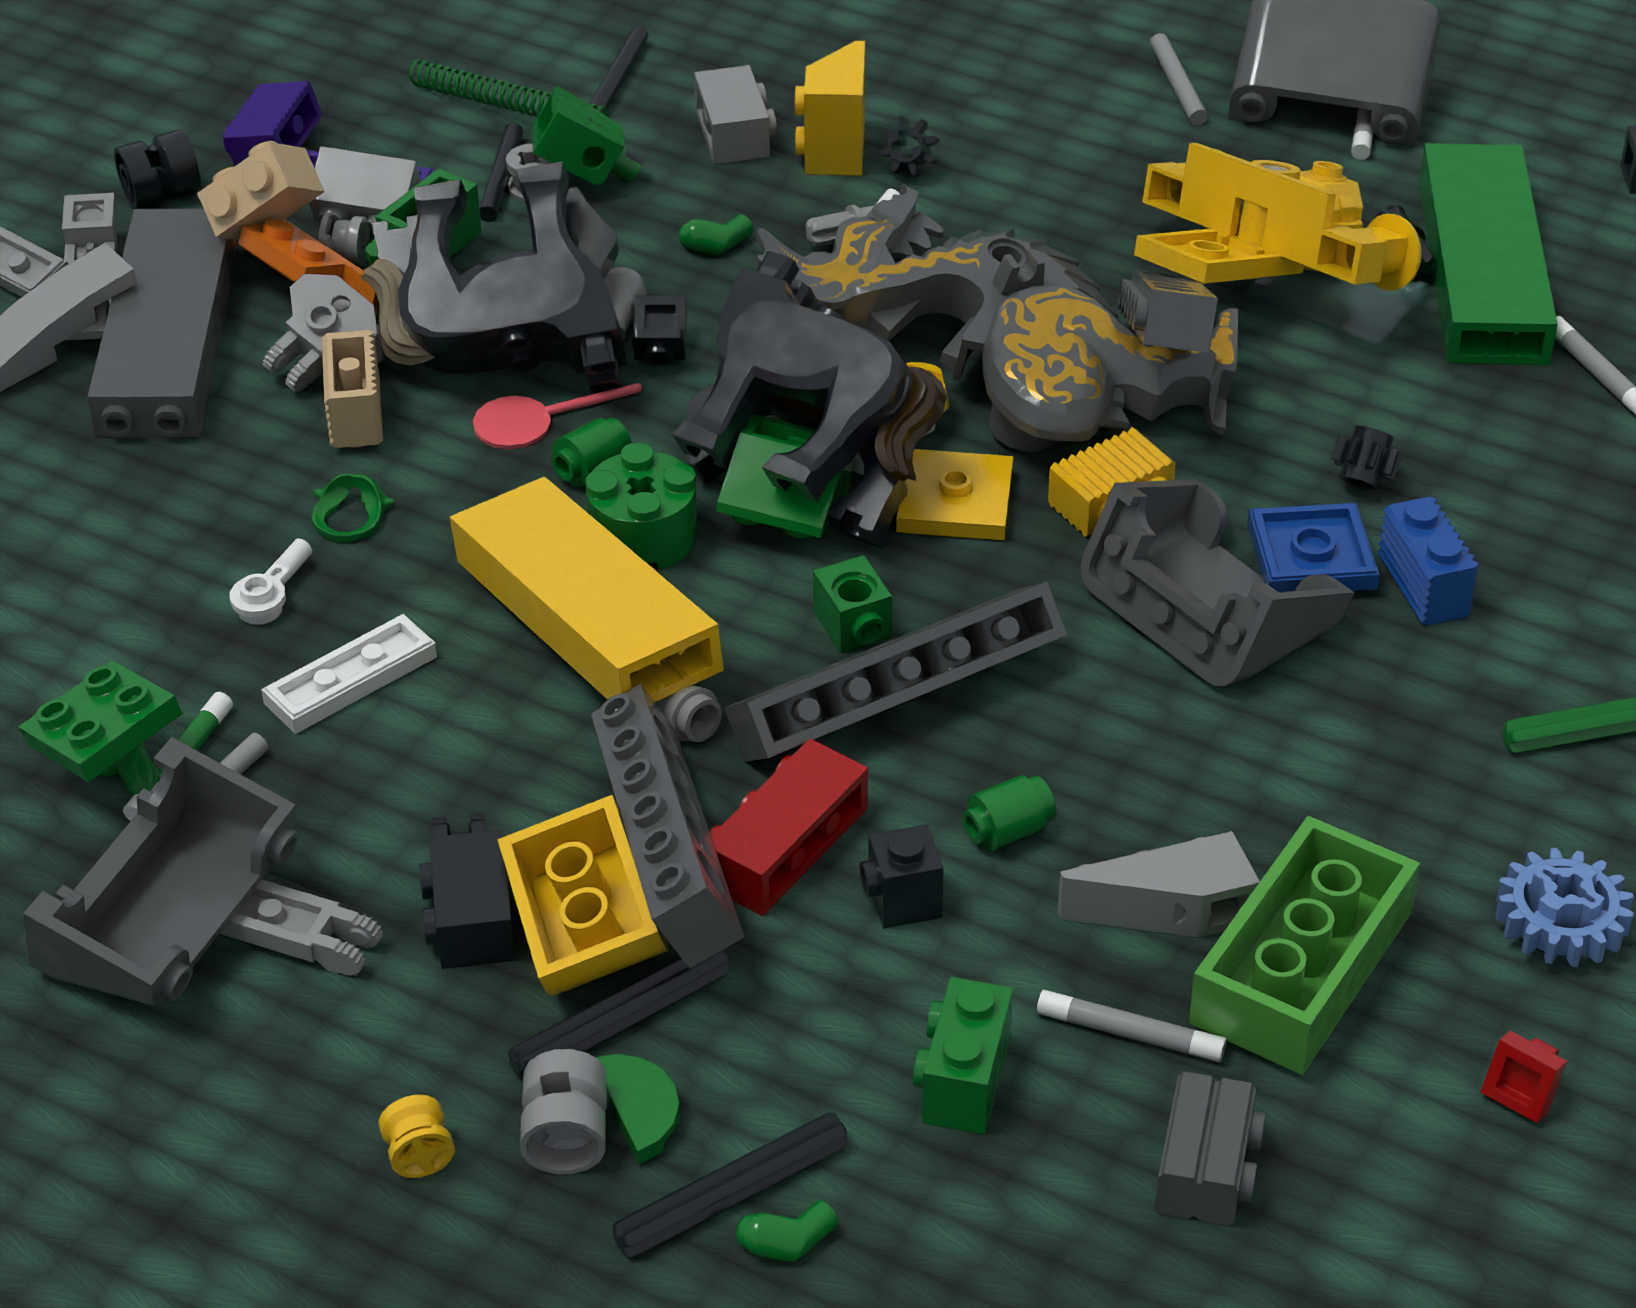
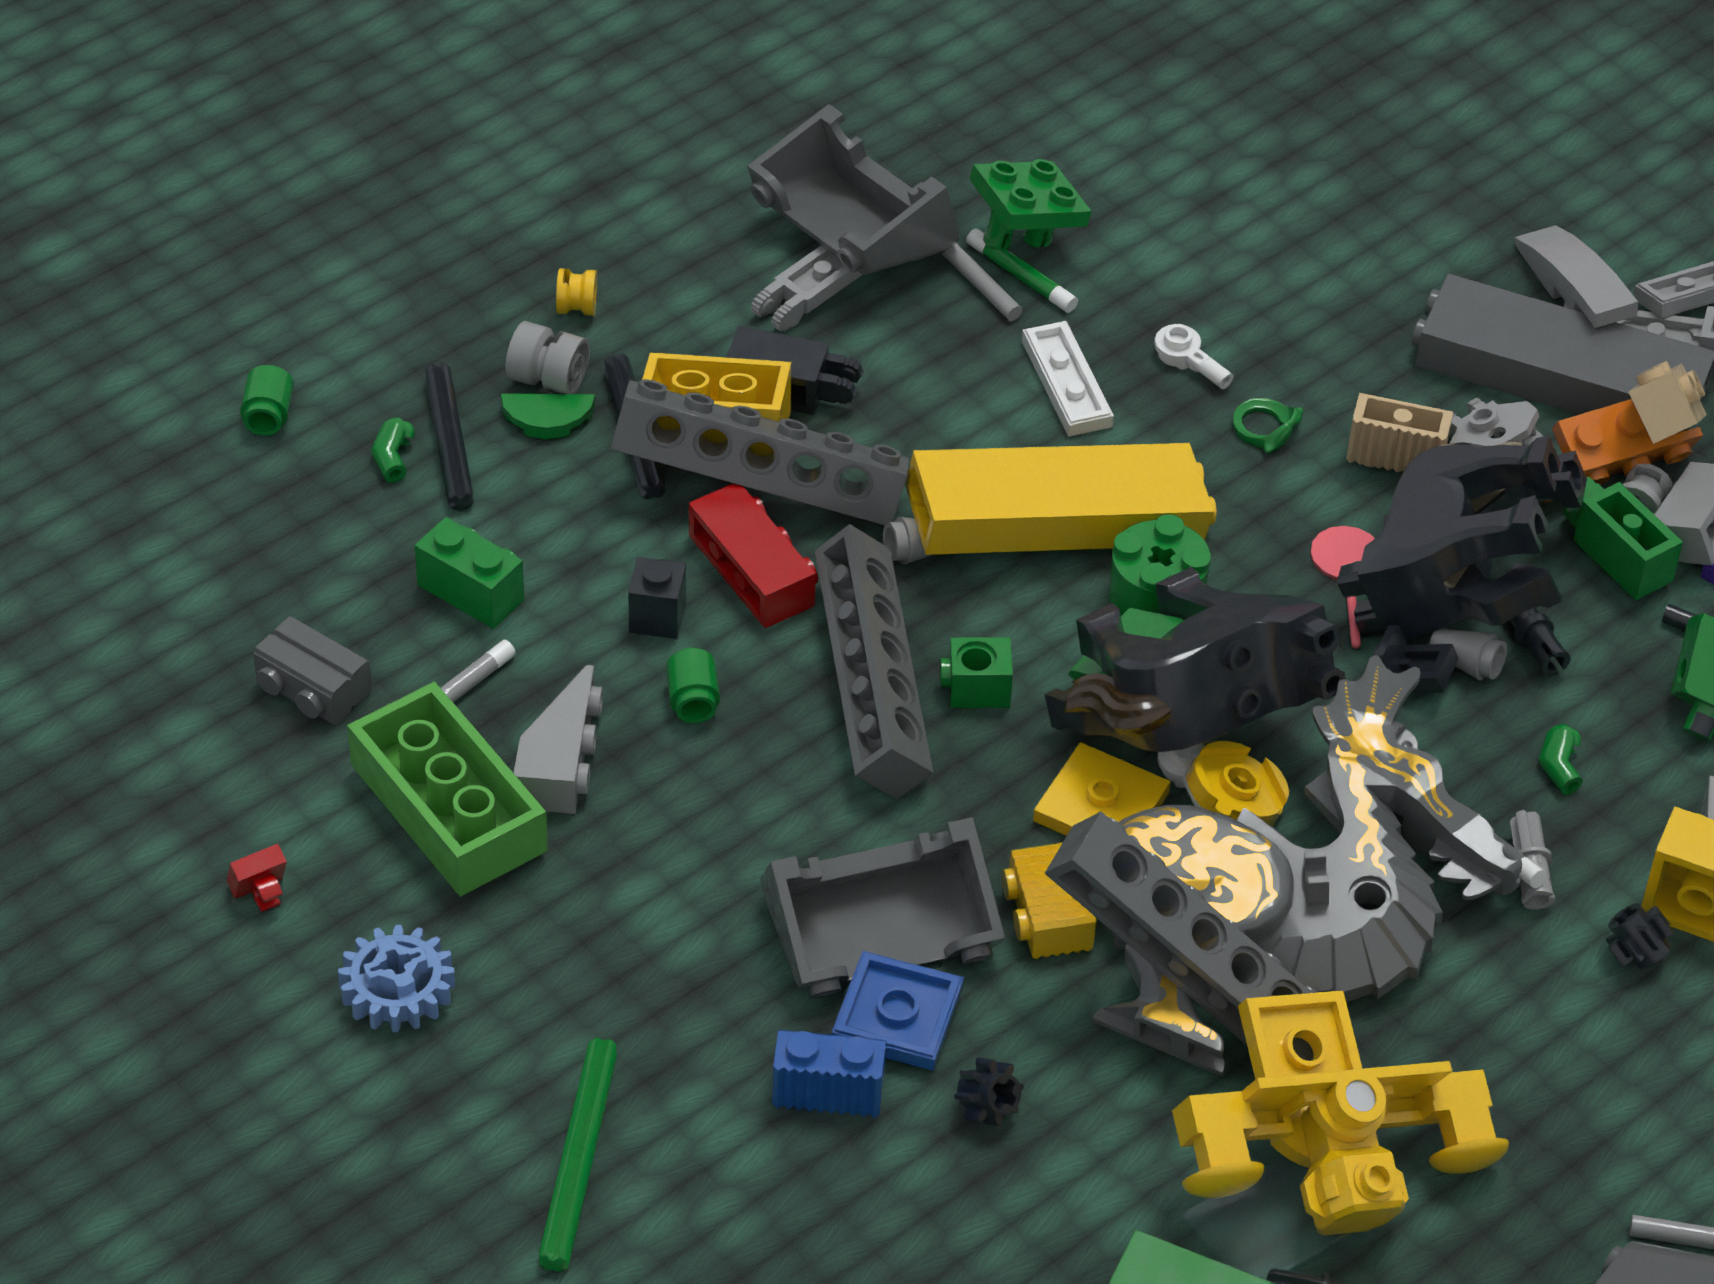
camera: 110 degrees right, 5 degrees up
(586, 447) = (1261, 568): green brick -> none

